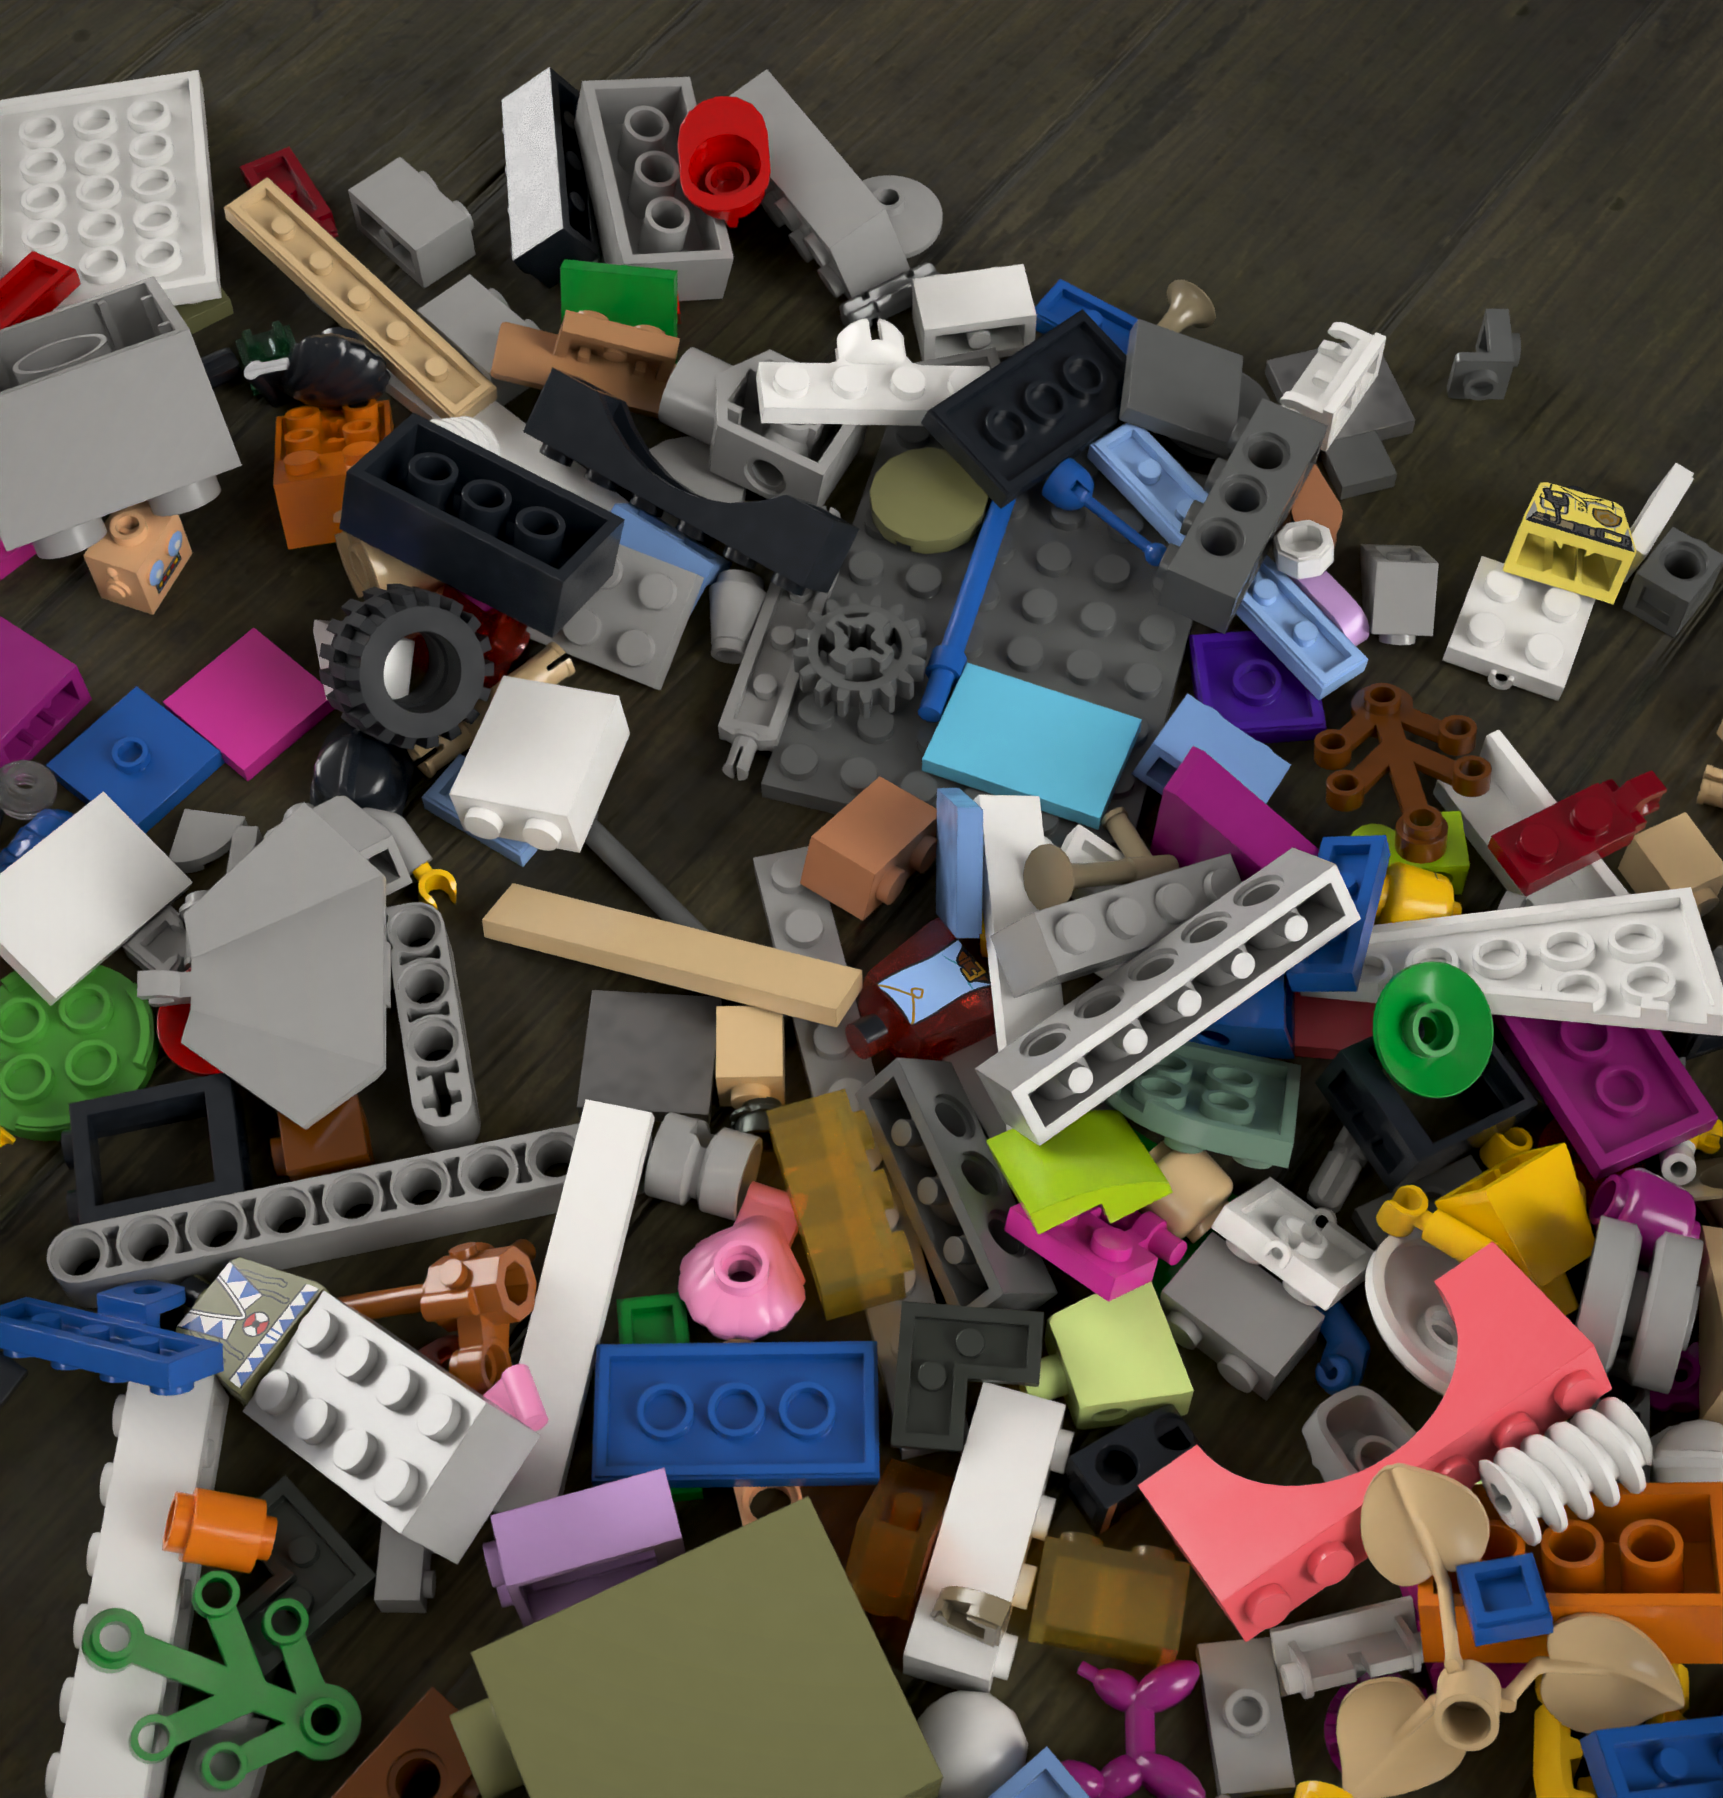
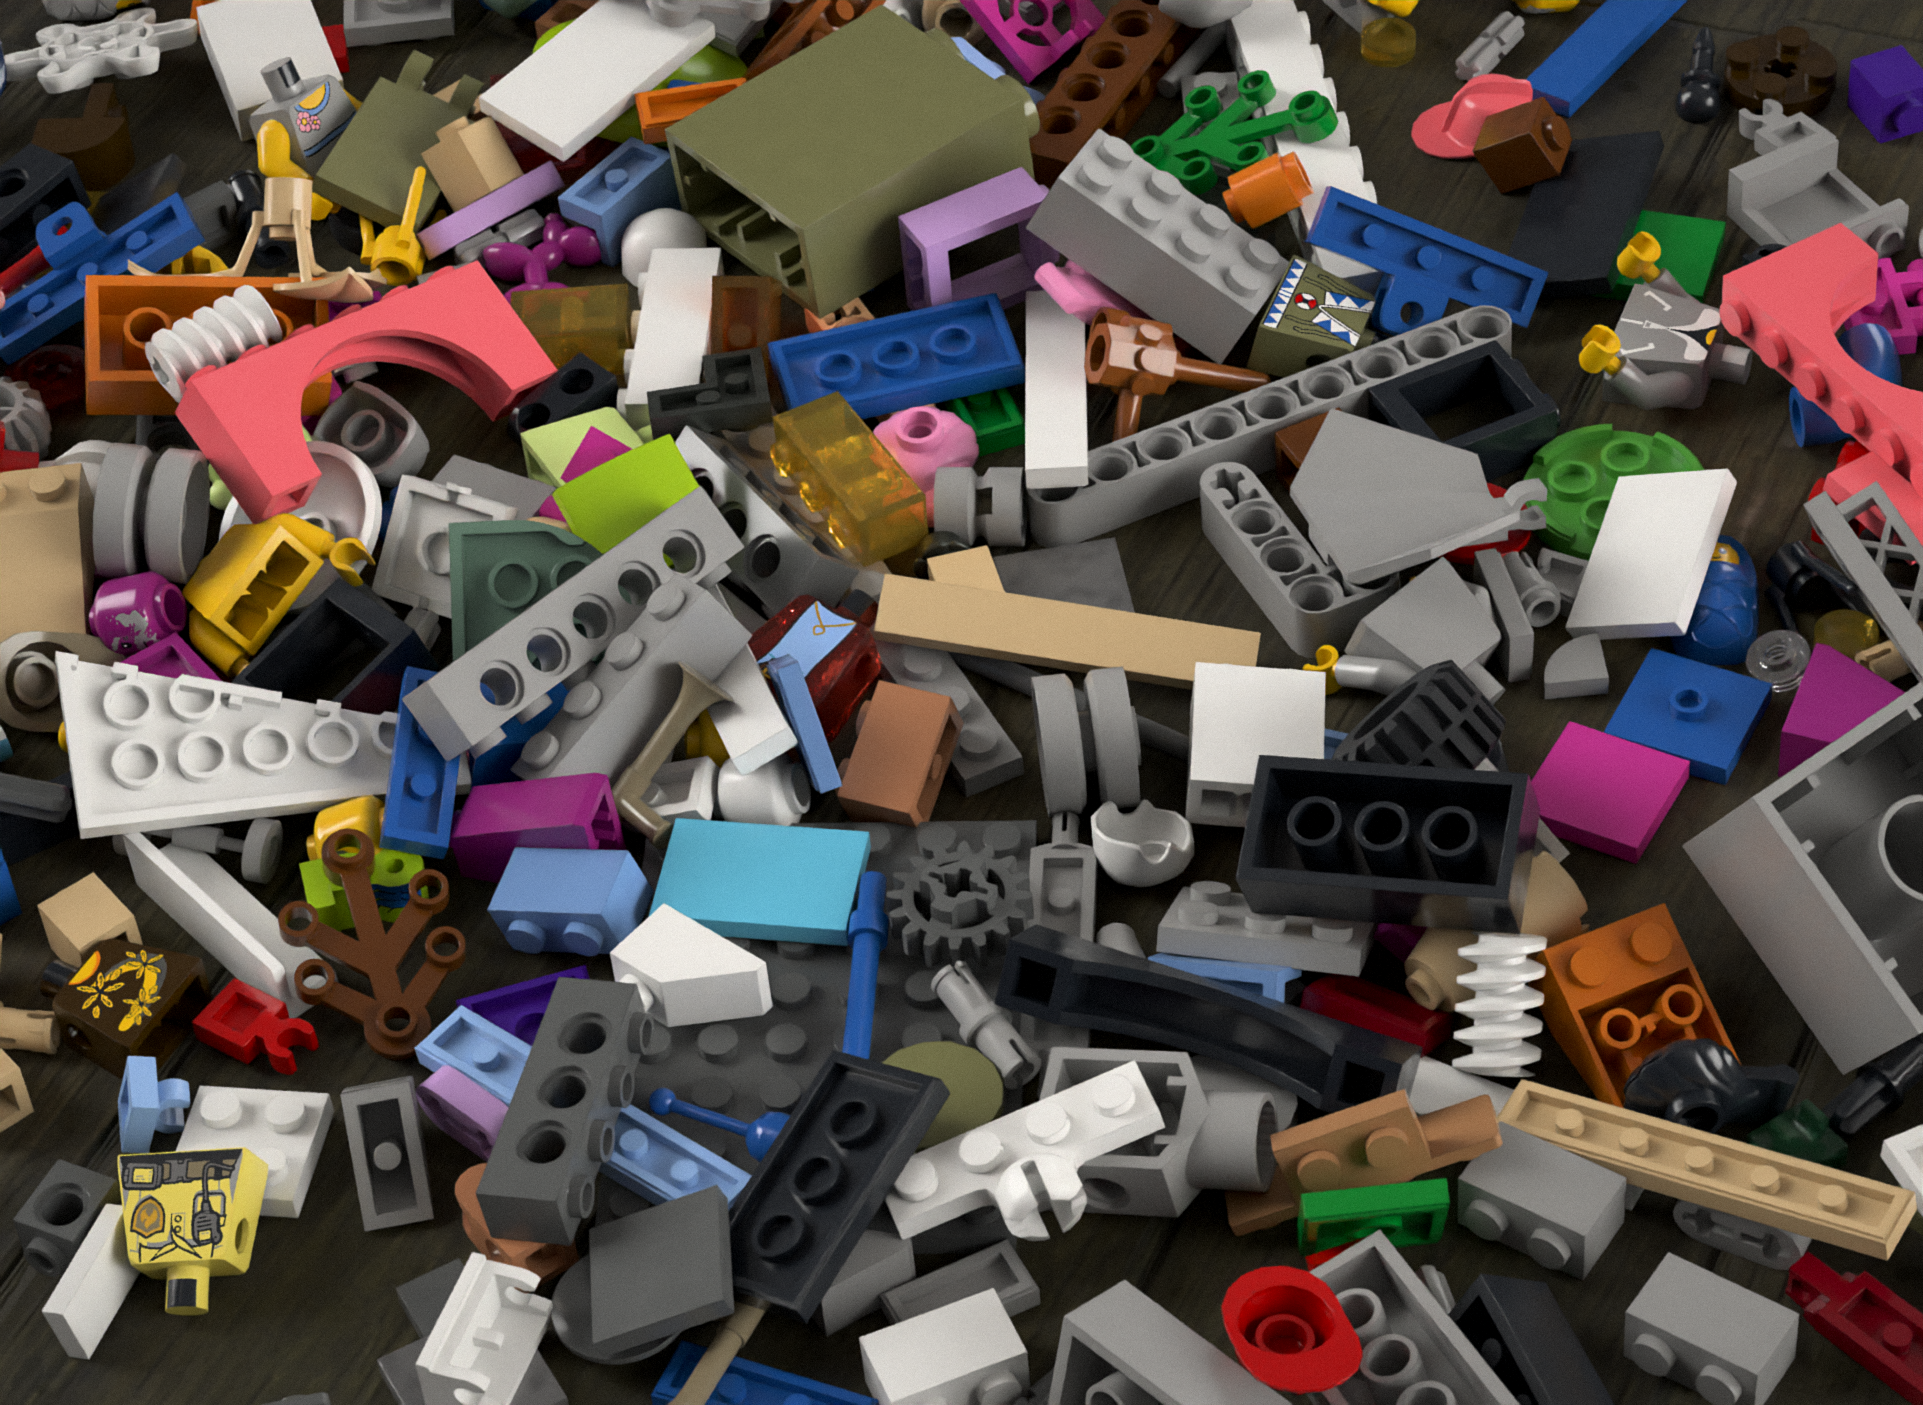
camera: 170 degrees right, 15 degrees down
(675, 720) = (1141, 845): none -> white hair
(694, 802) = (1092, 740): none -> light grey wheel
(871, 548) = (985, 1024): none -> light grey pin
(973, 1613) = (666, 257): dark tan tile -> none
(1116, 644) = (690, 972): none -> white slope
(1303, 549) = (486, 1101): white tile -> none
(1455, 1026) = (331, 654): green dish -> none
(1504, 1599) = (260, 265): blue tile -> none
(1529, 734) = (248, 1022): none -> red plate
(1575, 831) = (191, 876): dark red hinge -> none
(1609, 677) = (149, 1104): none -> light blue tile
(1637, 744) = (126, 1002): none -> dark brown torso

